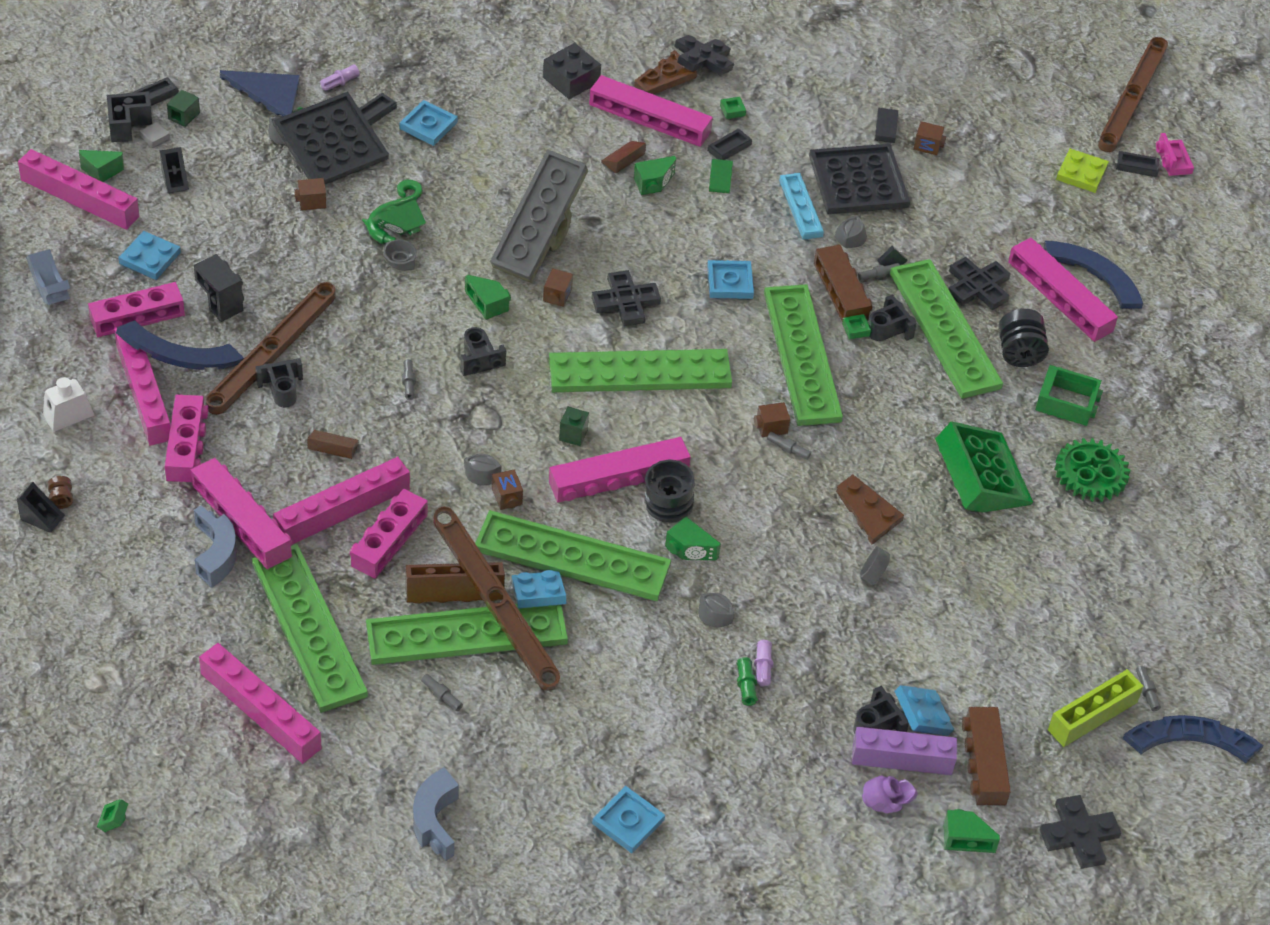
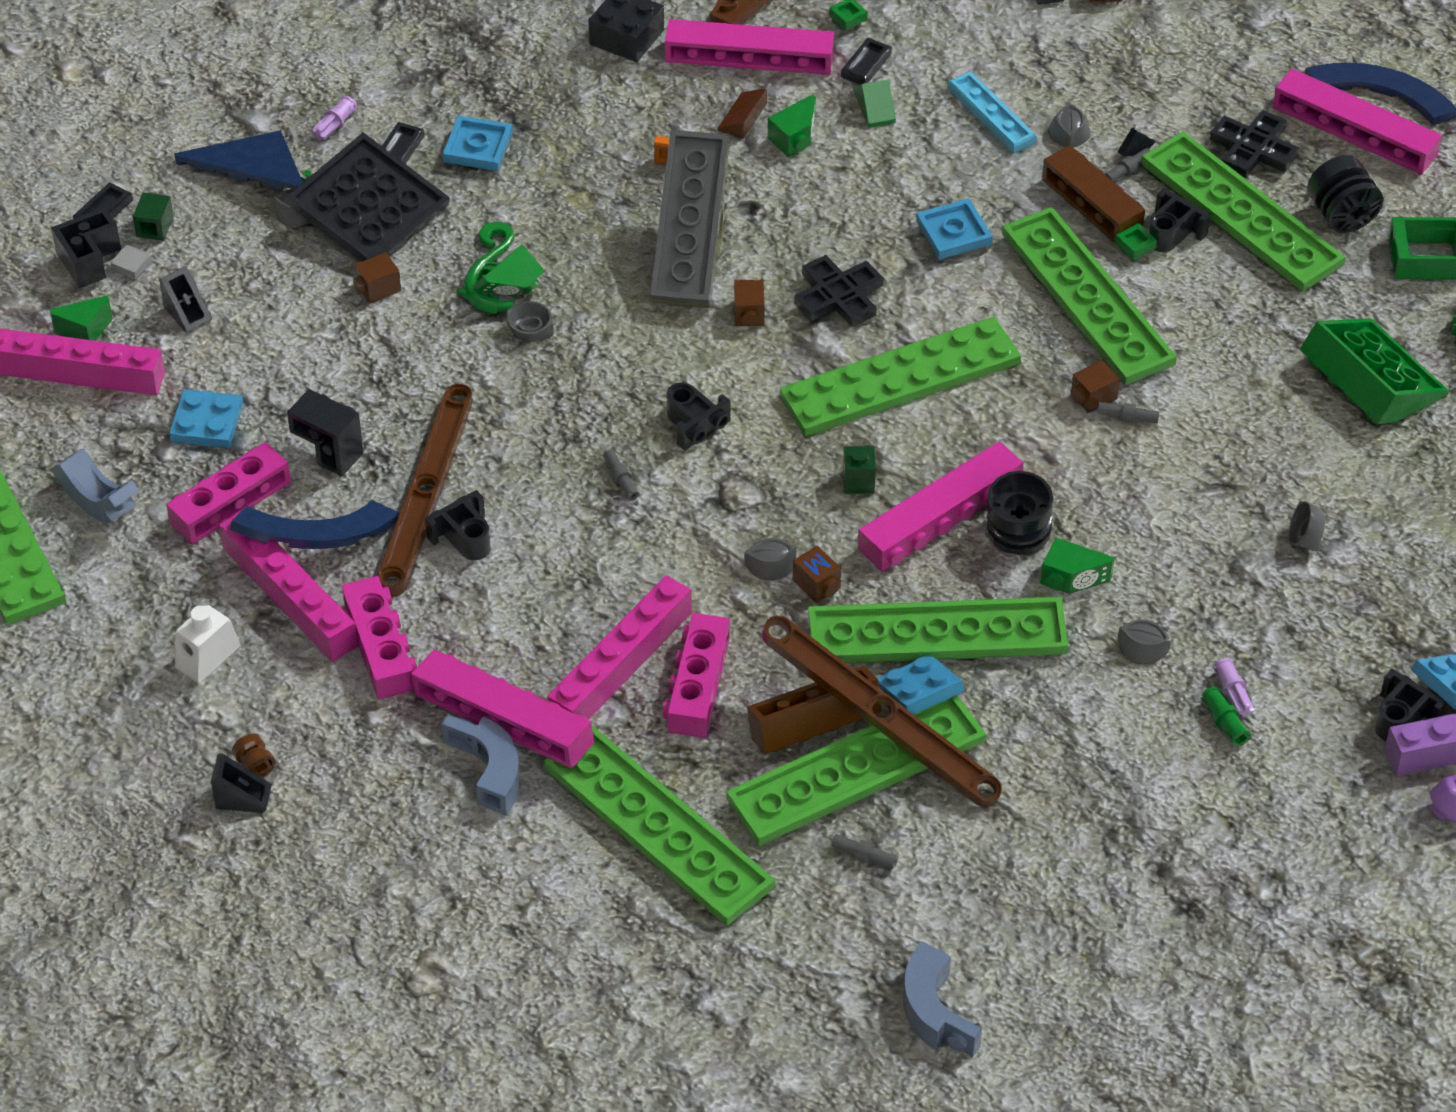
camera: 15 degrees left, 0 degrees up
(260, 703) = (649, 938): dark pink brick -> none
(332, 444) = (567, 586): reddish brown slope -> none
(487, 296) = (666, 340): green slope -> none
(628, 819) = (1171, 930): dark azure plate -> none
(859, 178) = (1046, 57): black plate -> none
(869, 508) = (1264, 459): reddish brown wing -> none

